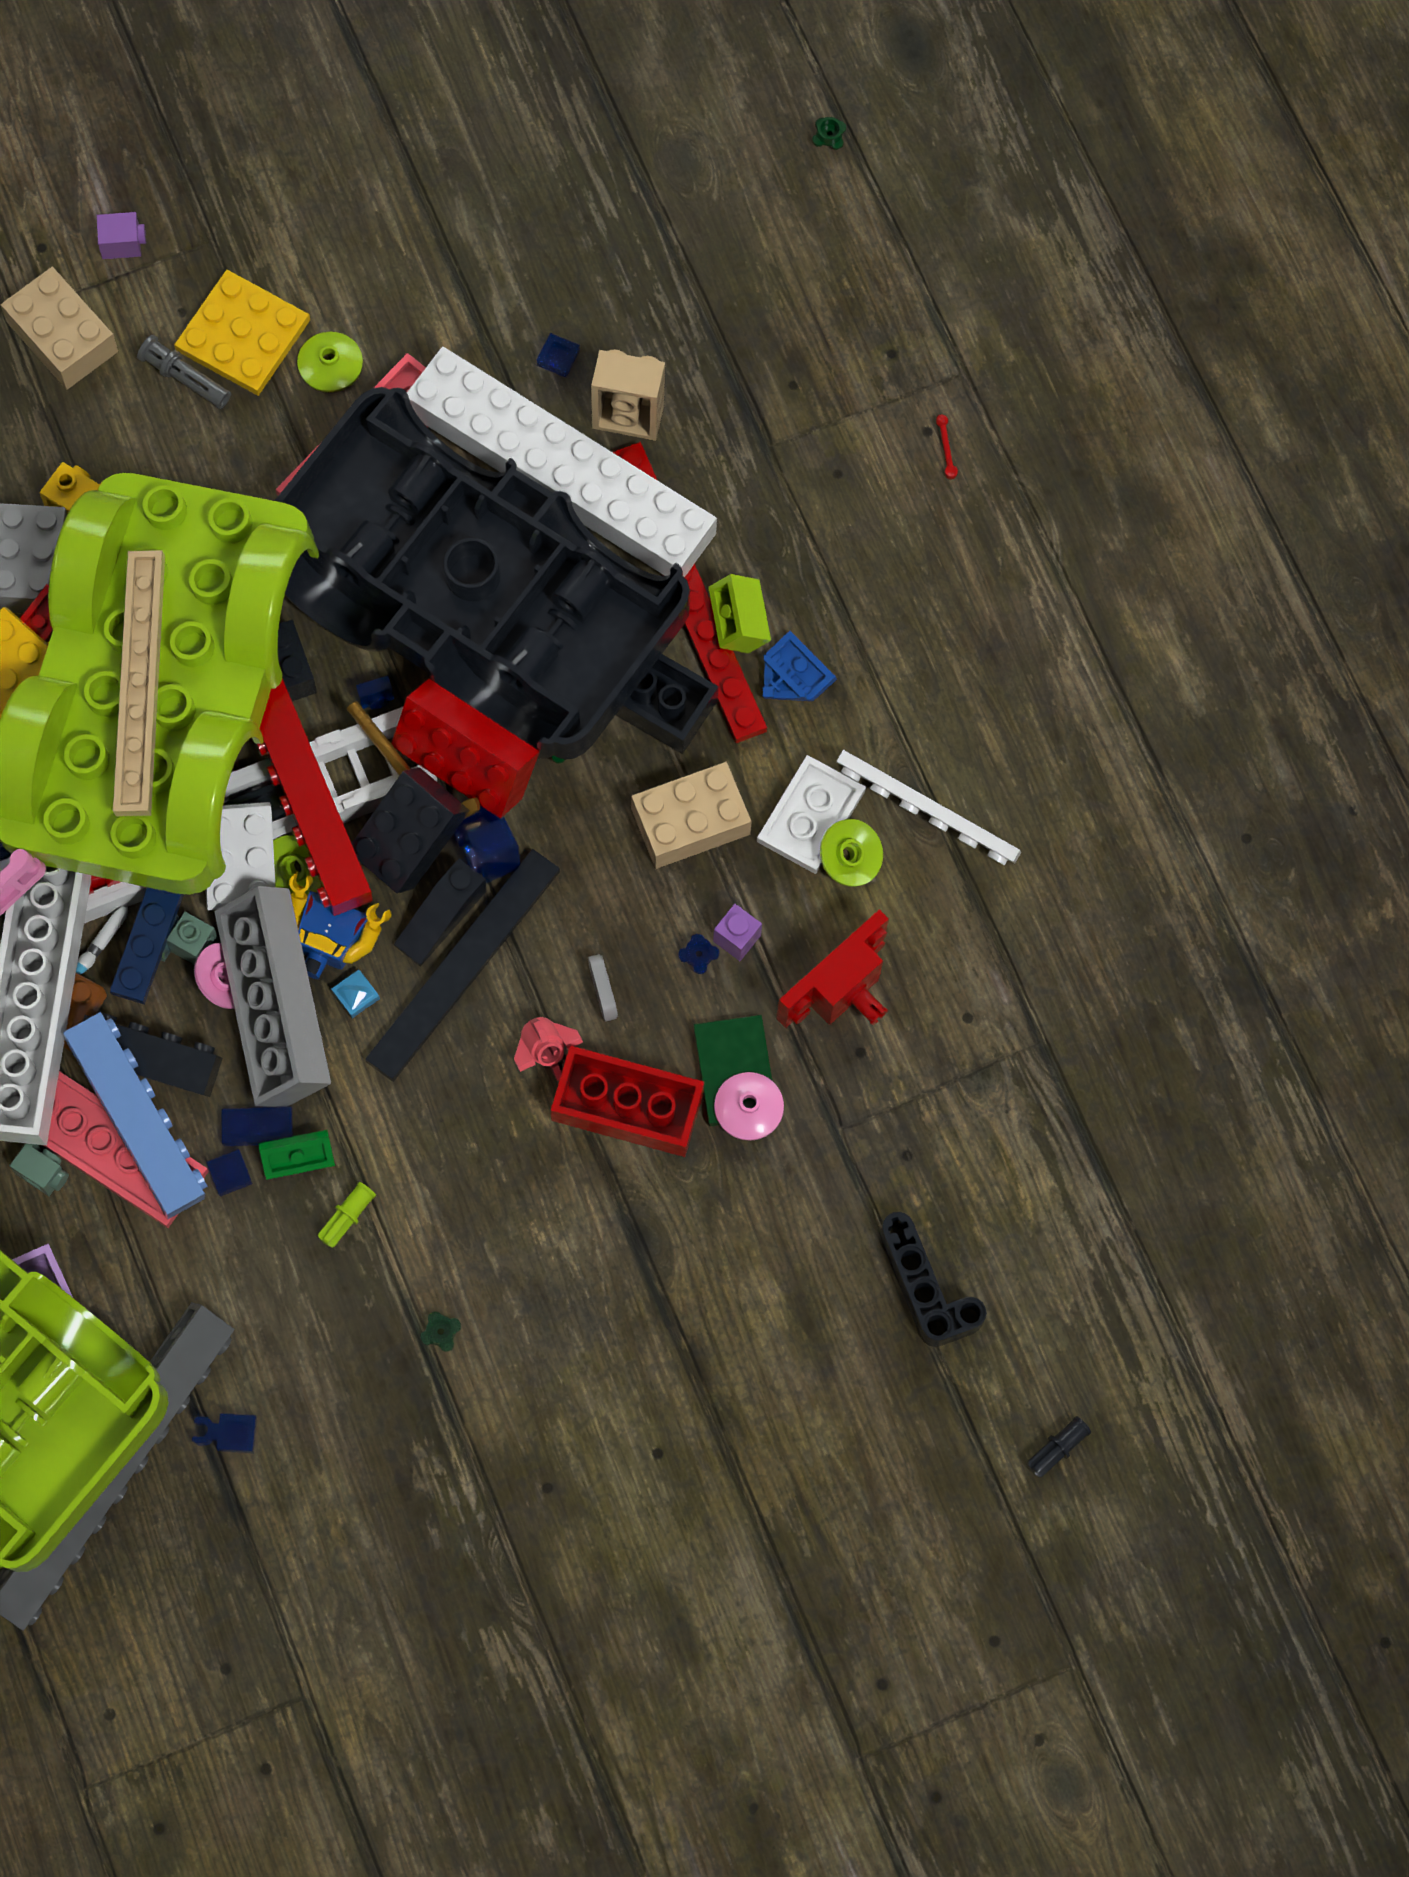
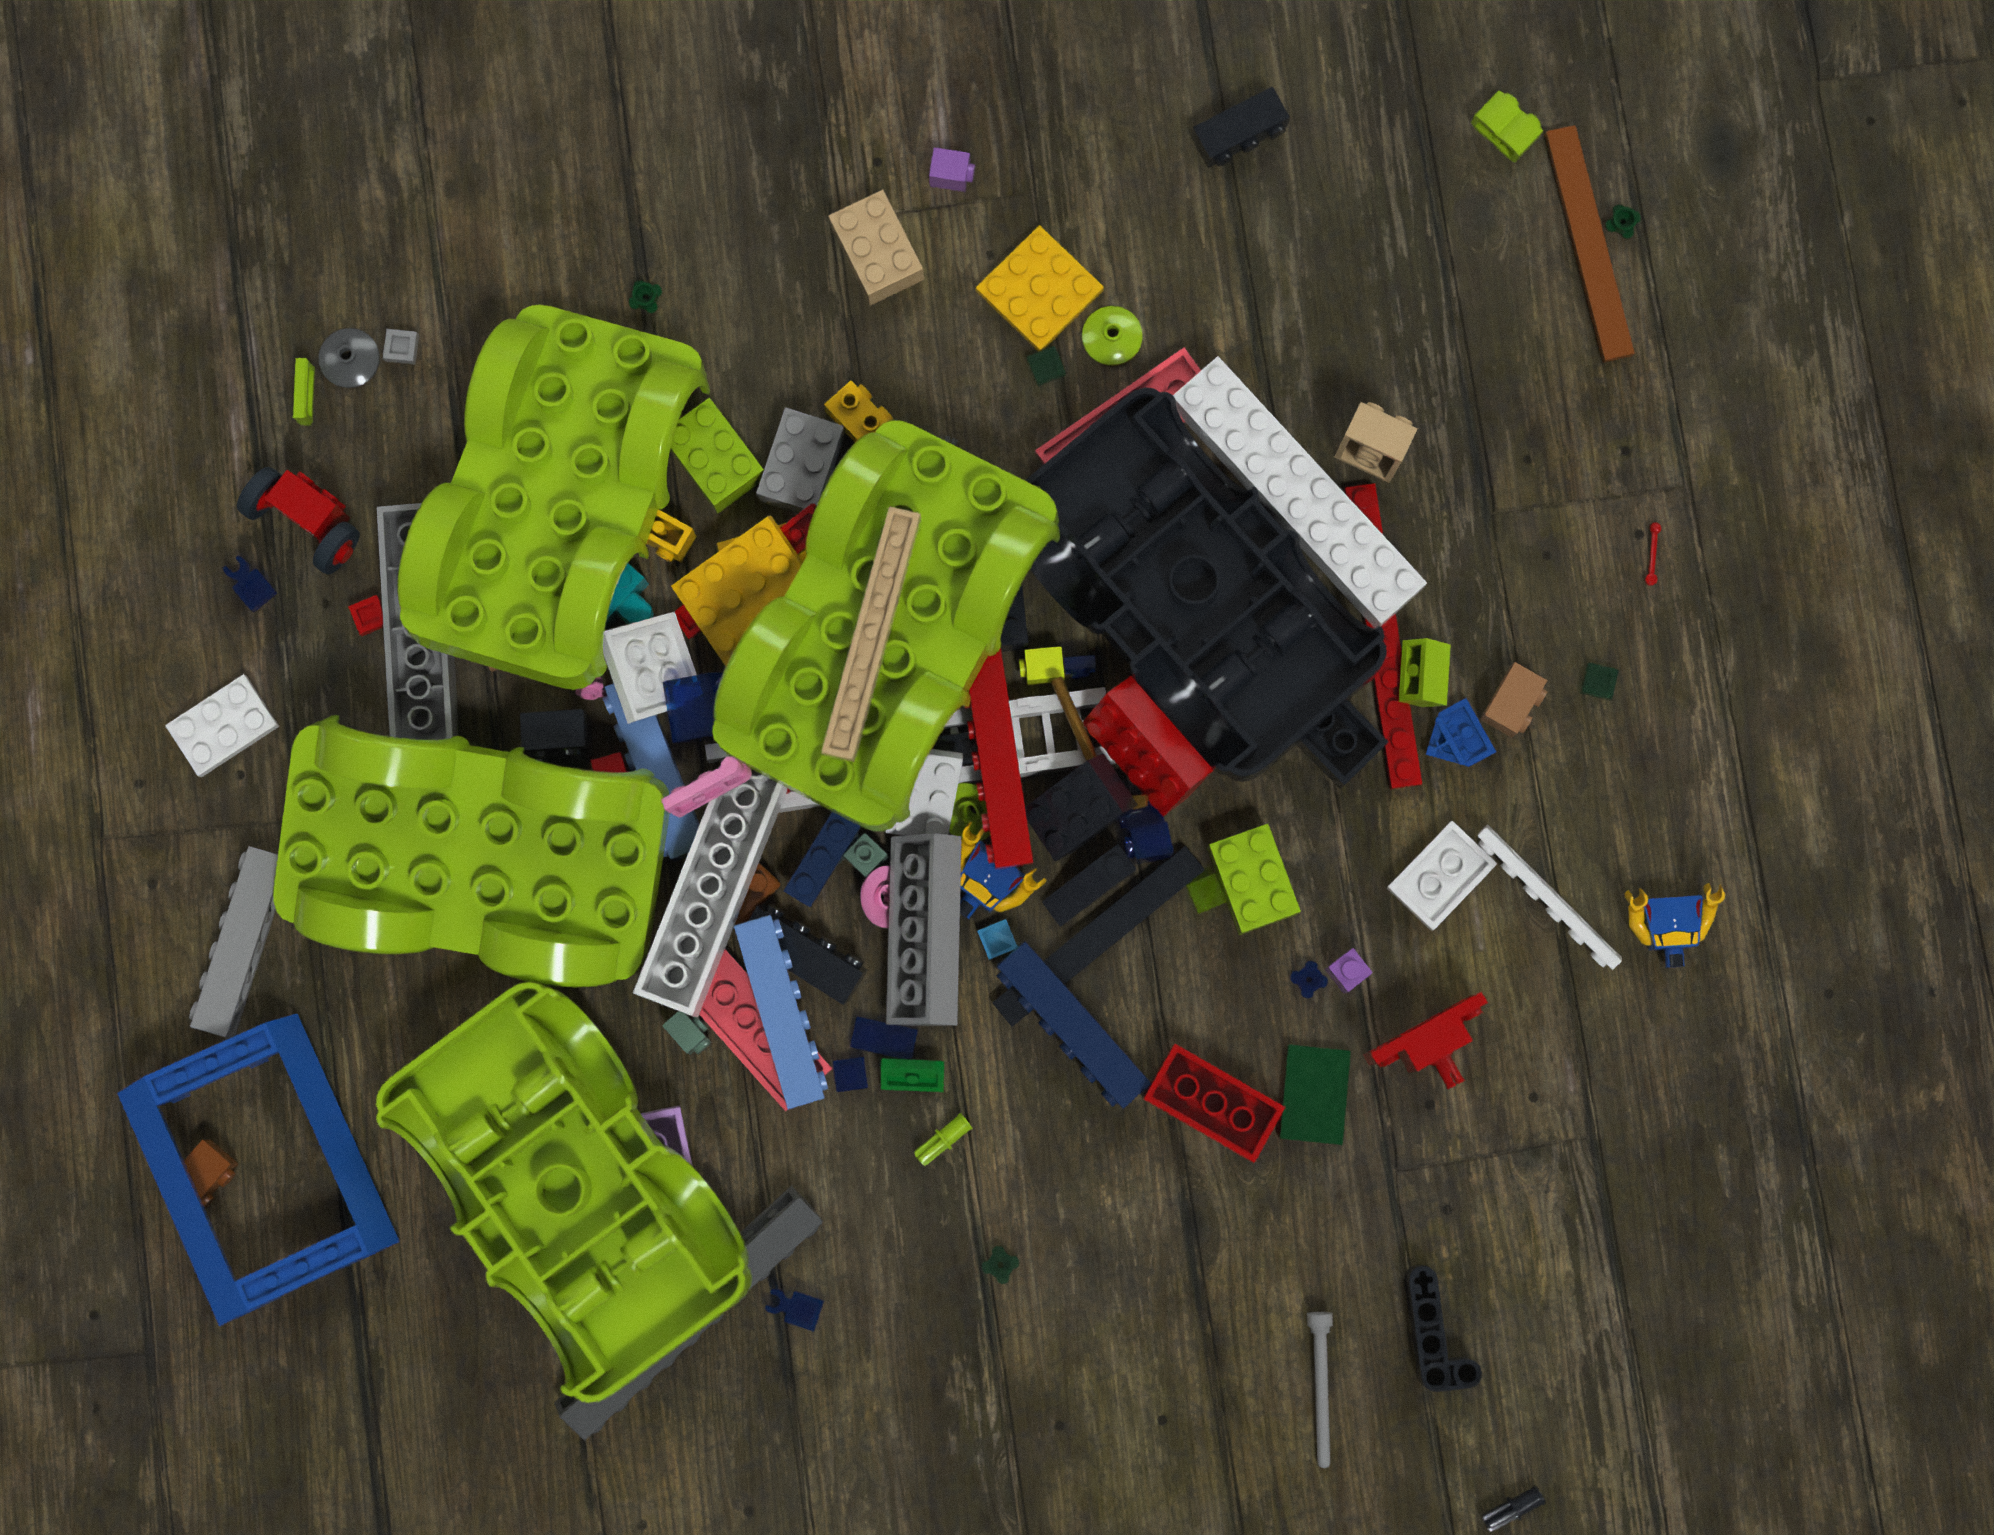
camera: 20 degrees right, 10 degrees up
(87, 959) = (788, 832): white piece -> none
(169, 367) = (969, 306): dark grey pin -> none
(267, 406) = (1046, 366): none -> clear green tile
(332, 701) = (1042, 665): none -> neon yellow brick
(412, 129) = (1240, 128): none -> black brick
(456, 1057) = (1073, 1025): none -> dark blue brick
(544, 1043) = (1152, 1030): coral brick -> none
(558, 355) = (1320, 381): clear blue plate -> none
(568, 893) = (1206, 893): none -> clear neon green tile
(602, 987) = (1216, 990): light grey tile -> none
(613, 864) = (1253, 879): none -> lime brick
(686, 67) = (1507, 125): none -> lime brick
(691, 815) = (1334, 851): tan brick -> none
(749, 1122) = (1302, 1132): bright pink dish -> none
(801, 163) = (1589, 244): none -> dark orange tile
(801, 1307) = (1320, 1325): none -> light grey piece
(840, 621) = (1514, 700): none -> medium nougat brick
(864, 851) = (1479, 926): lime dish -> none
(924, 584) = (1599, 681): none -> clear green tile
(1063, 801) = (1673, 921): none -> torso

